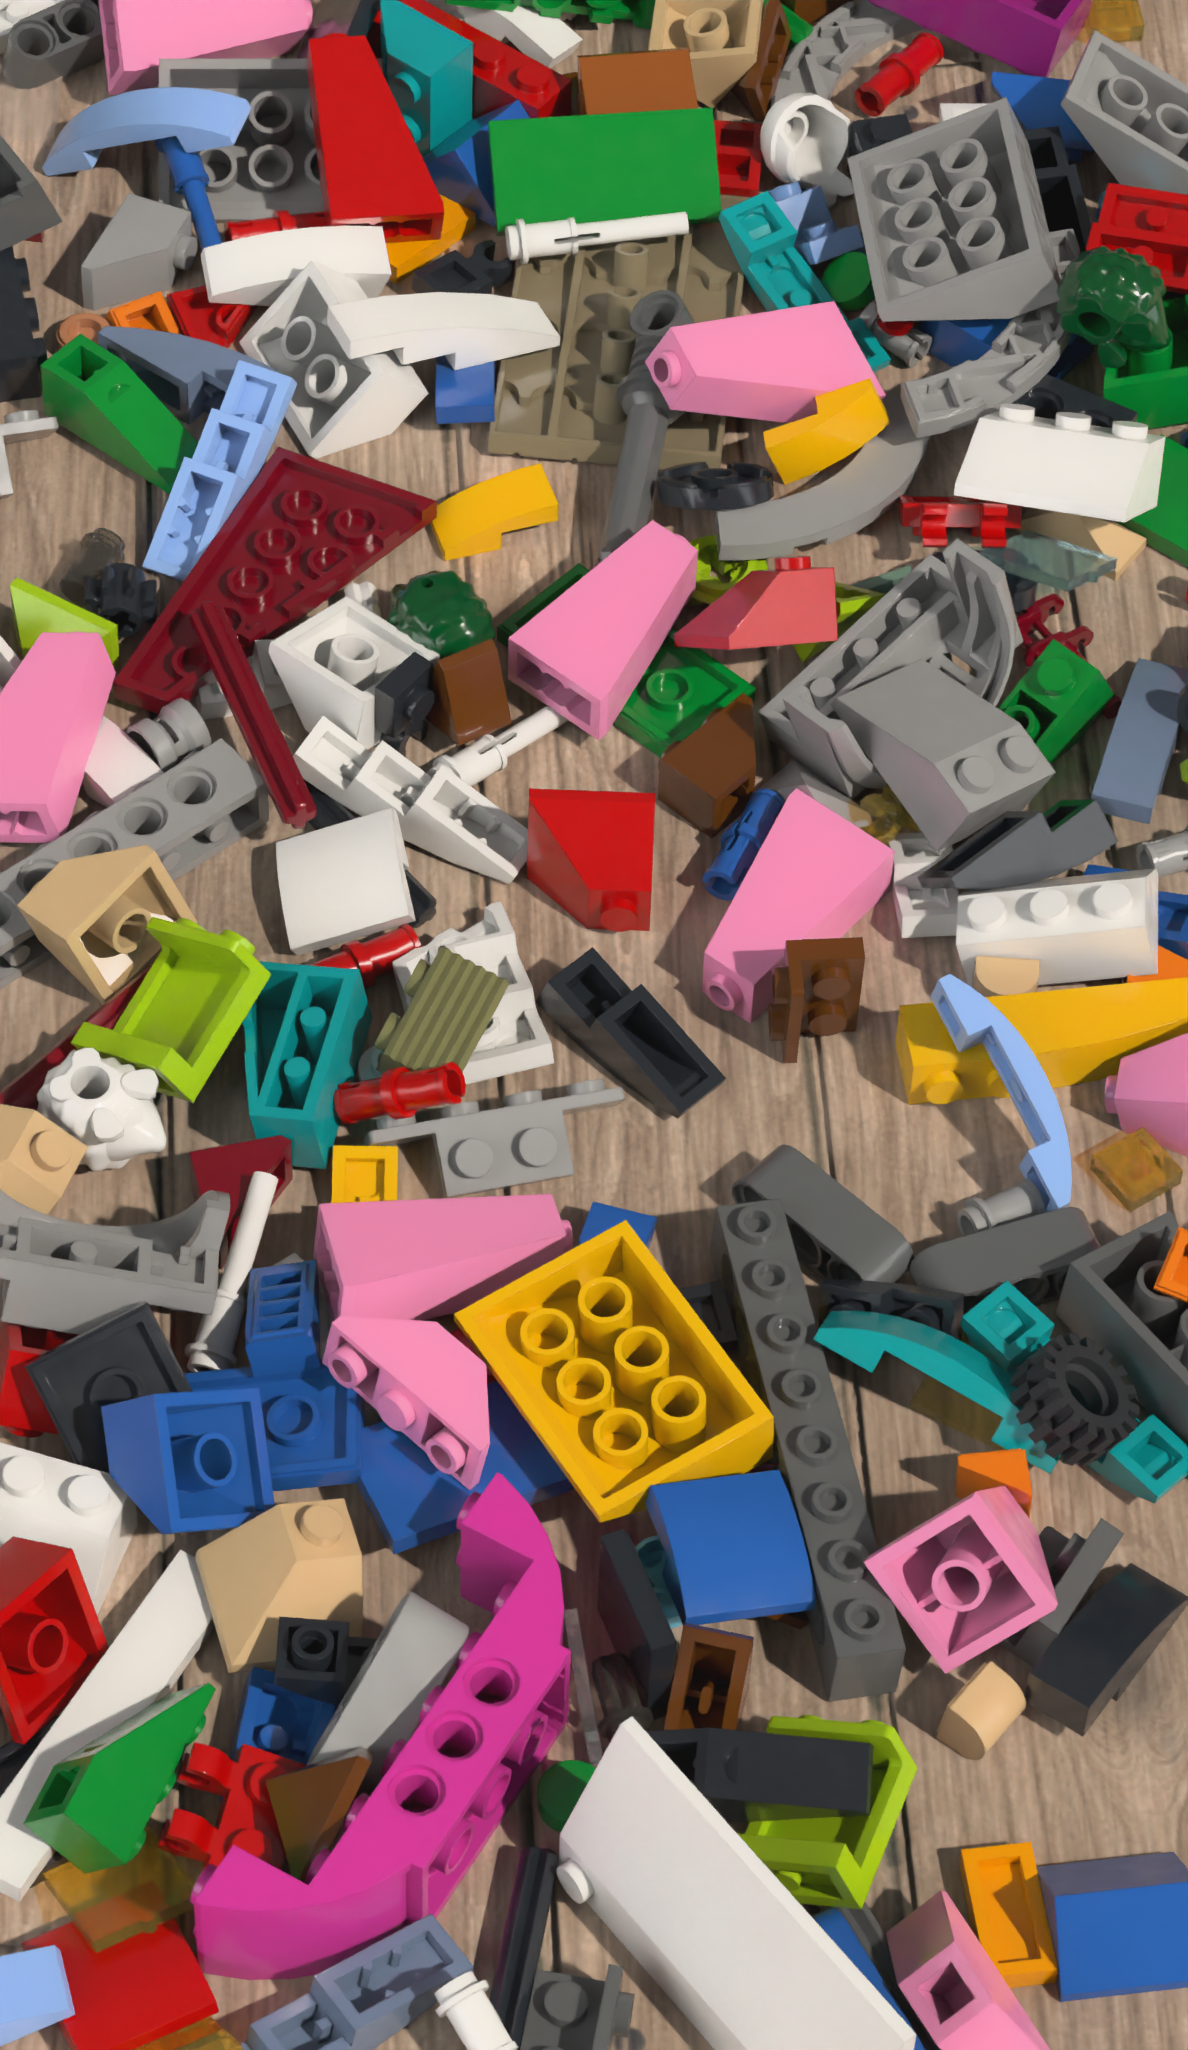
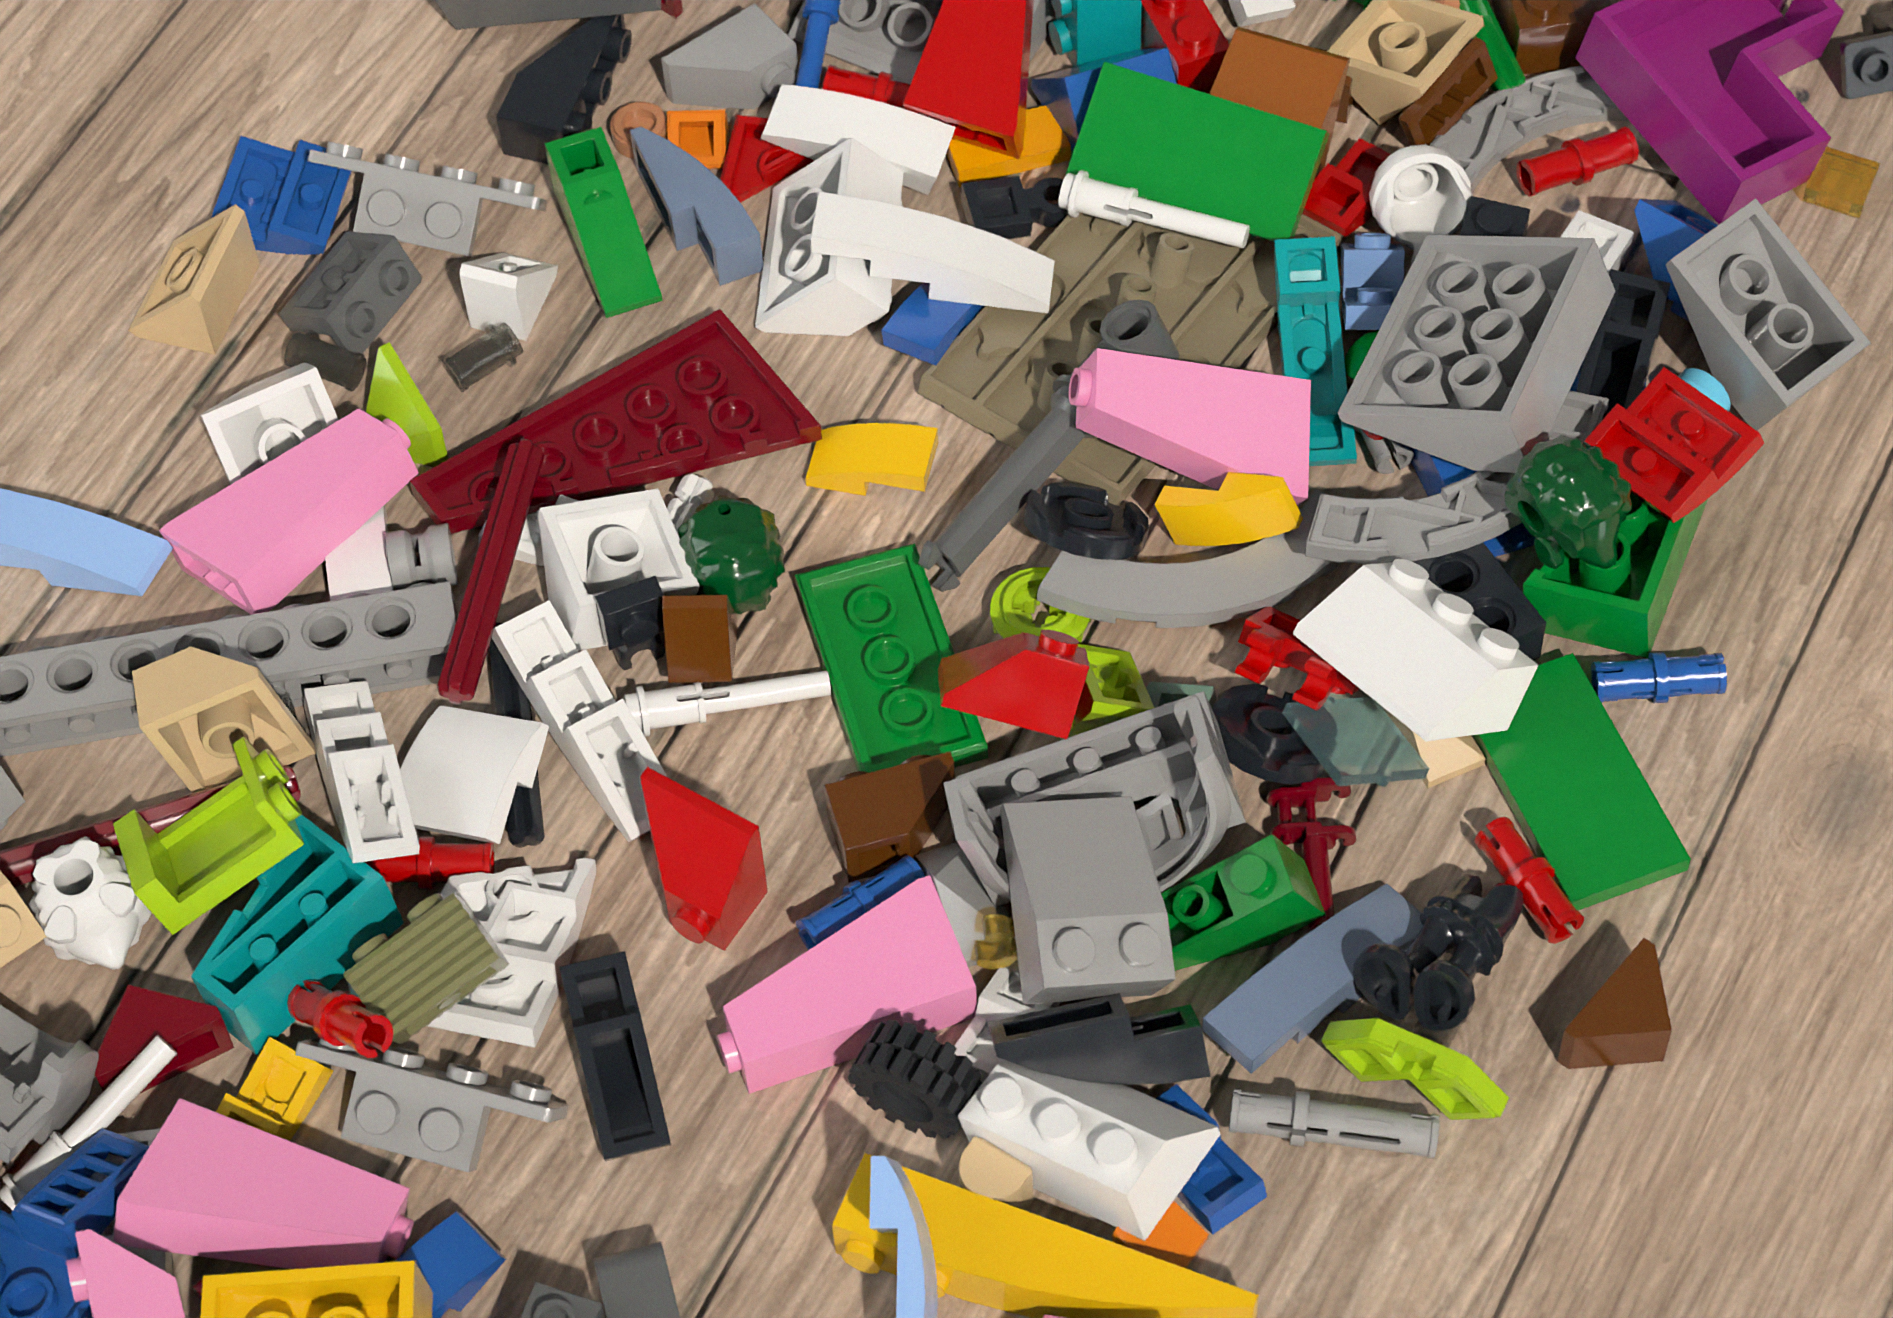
camera: 35 degrees right, 5 degrees up
(74, 509) = (506, 291): none -> white slope
(122, 597) = (475, 402): black gear -> none
(221, 469) = (655, 306): light blue slope -> none
(273, 914) = (360, 772): none -> white slope
(605, 629) = (878, 625): bright pink slope -> none
(815, 990) = (792, 1092): reddish brown bracket -> none
(902, 935) = (914, 1078): none -> black tyre

